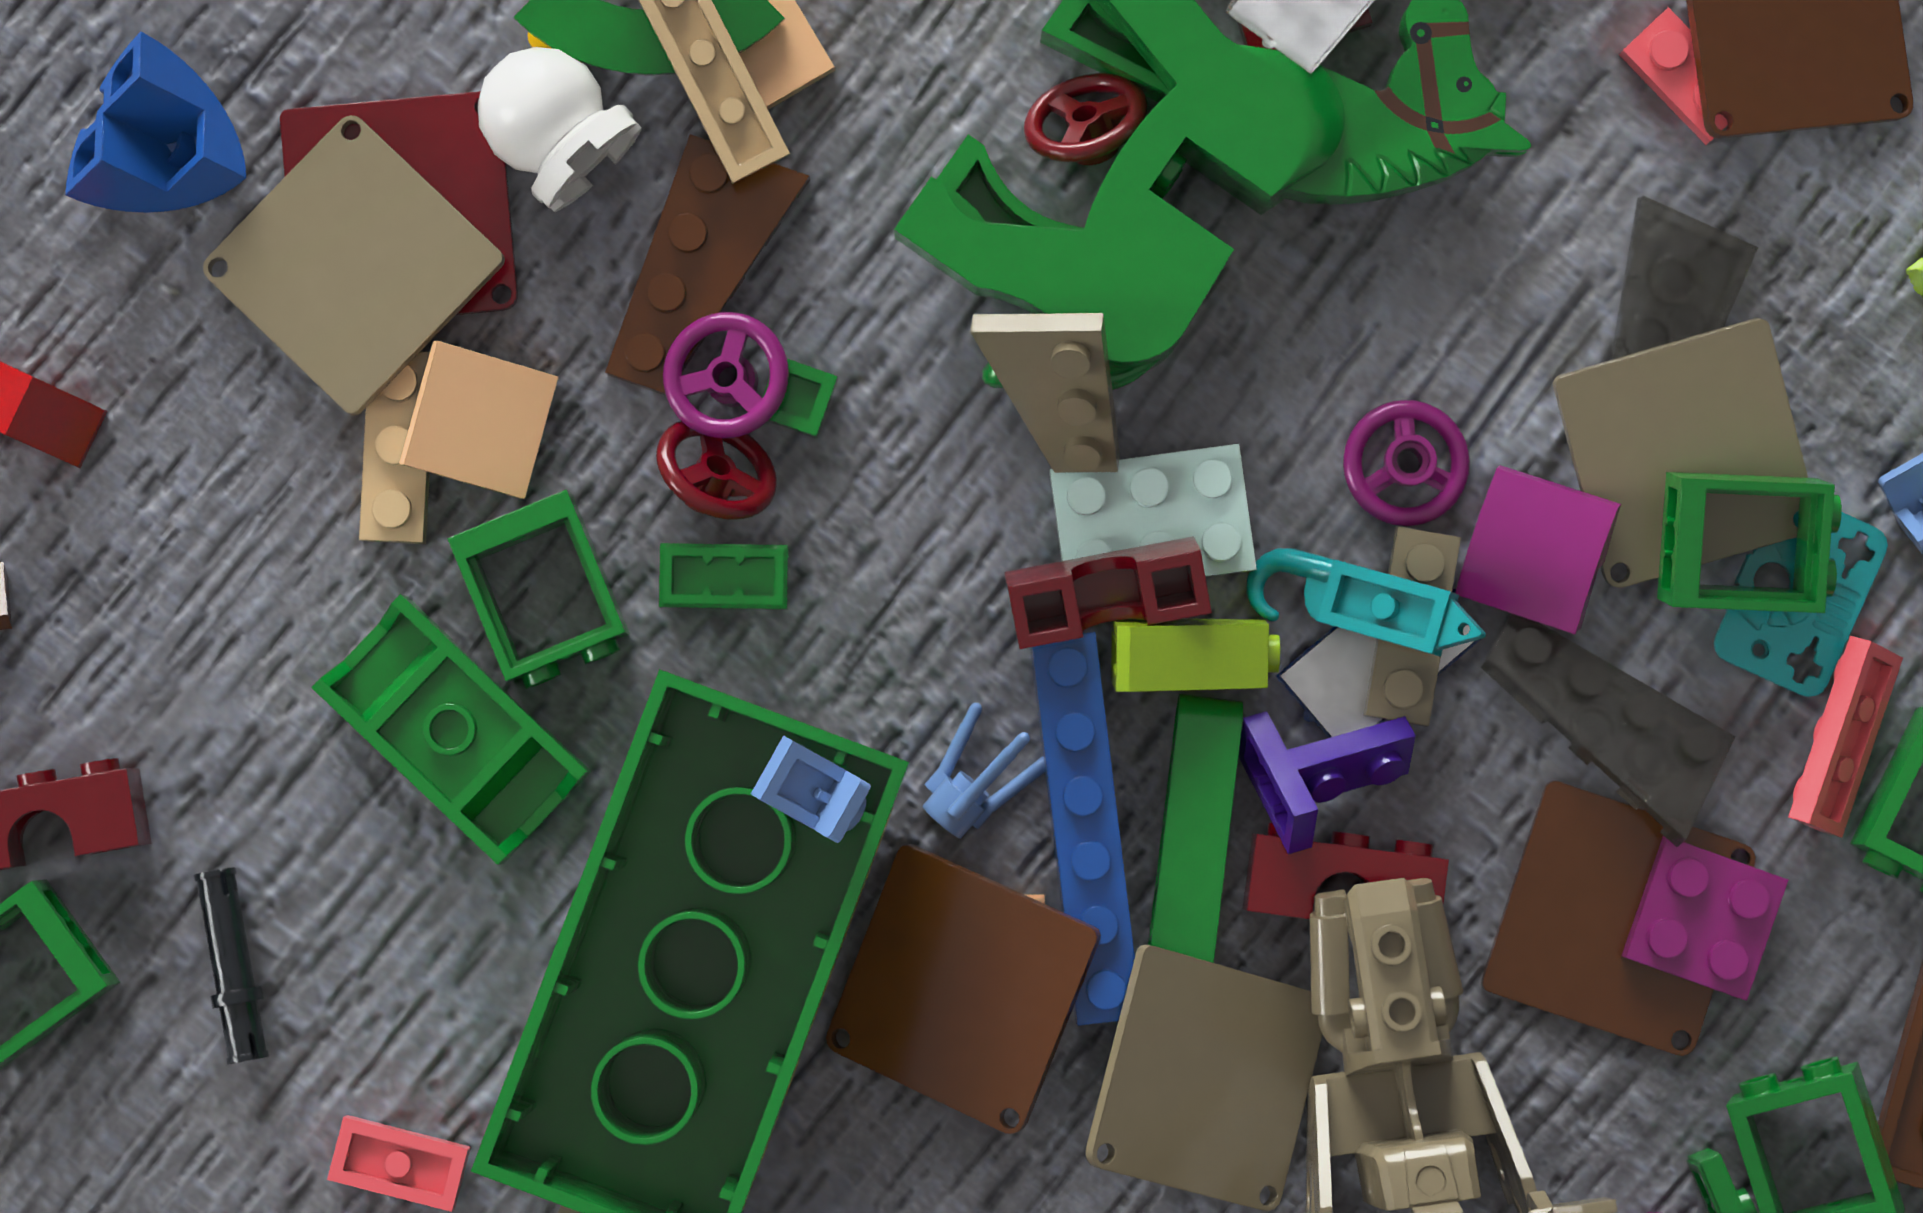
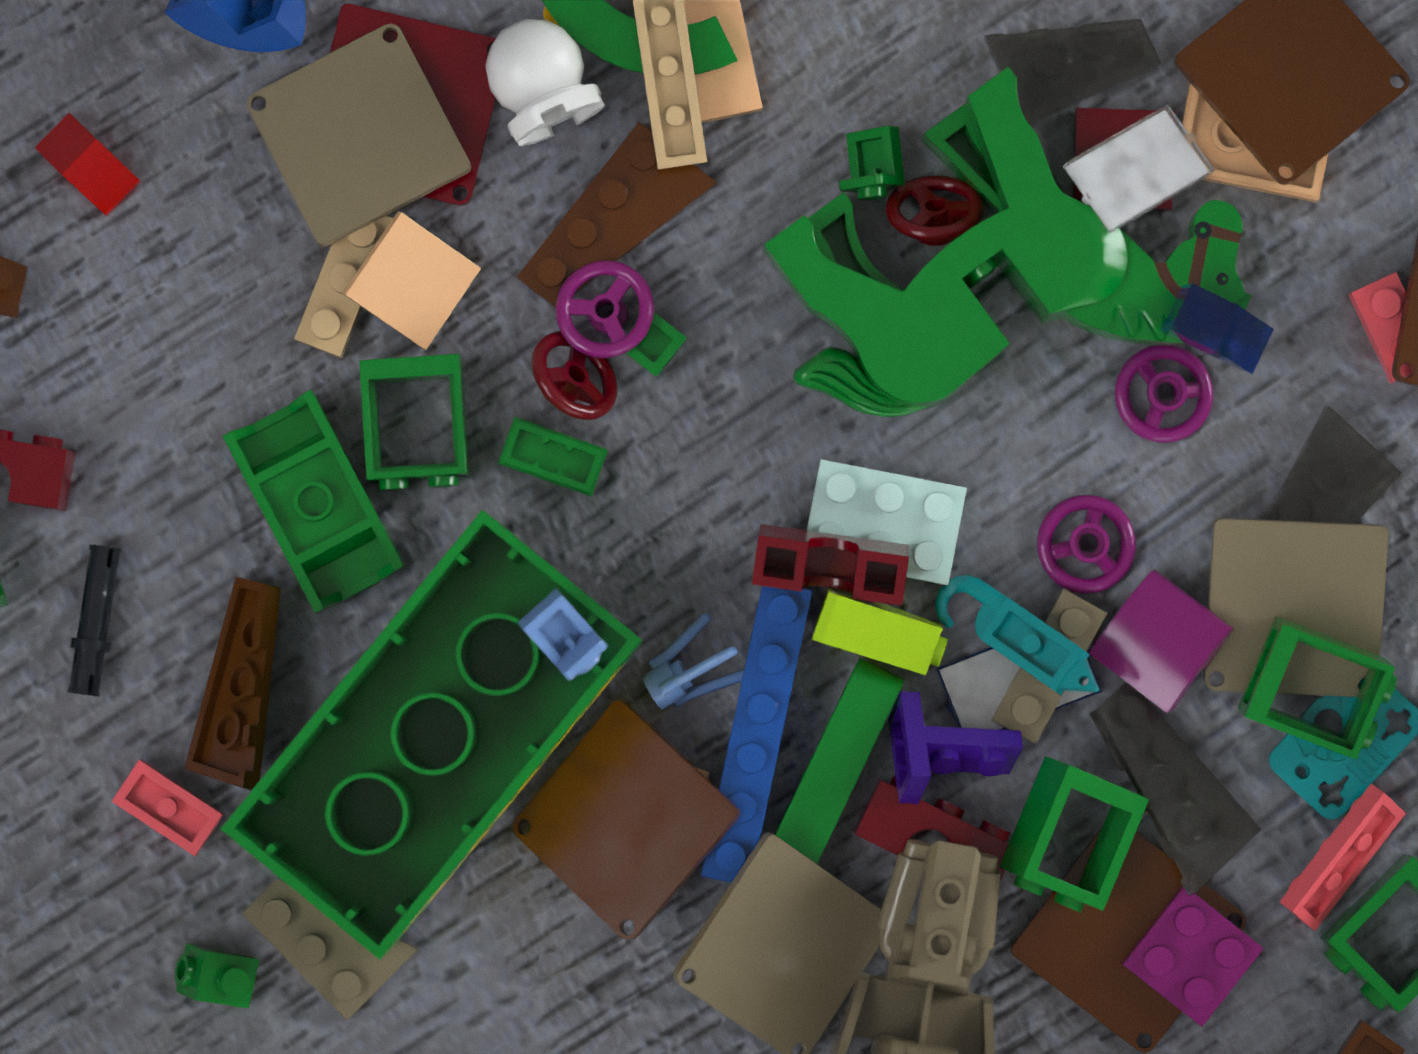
camera: 25 degrees right, 0 degrees up
(437, 1002) = (236, 697): none -> reddish brown wing
(992, 87) = (874, 162): none -> green bracket
(1058, 383) = (846, 398): dark tan wing -> none
(1458, 237) = (1200, 389): none -> magenta piece
(1467, 821) = (1040, 819): none -> green window
(1479, 144) = (1217, 327): none -> clear blue slope

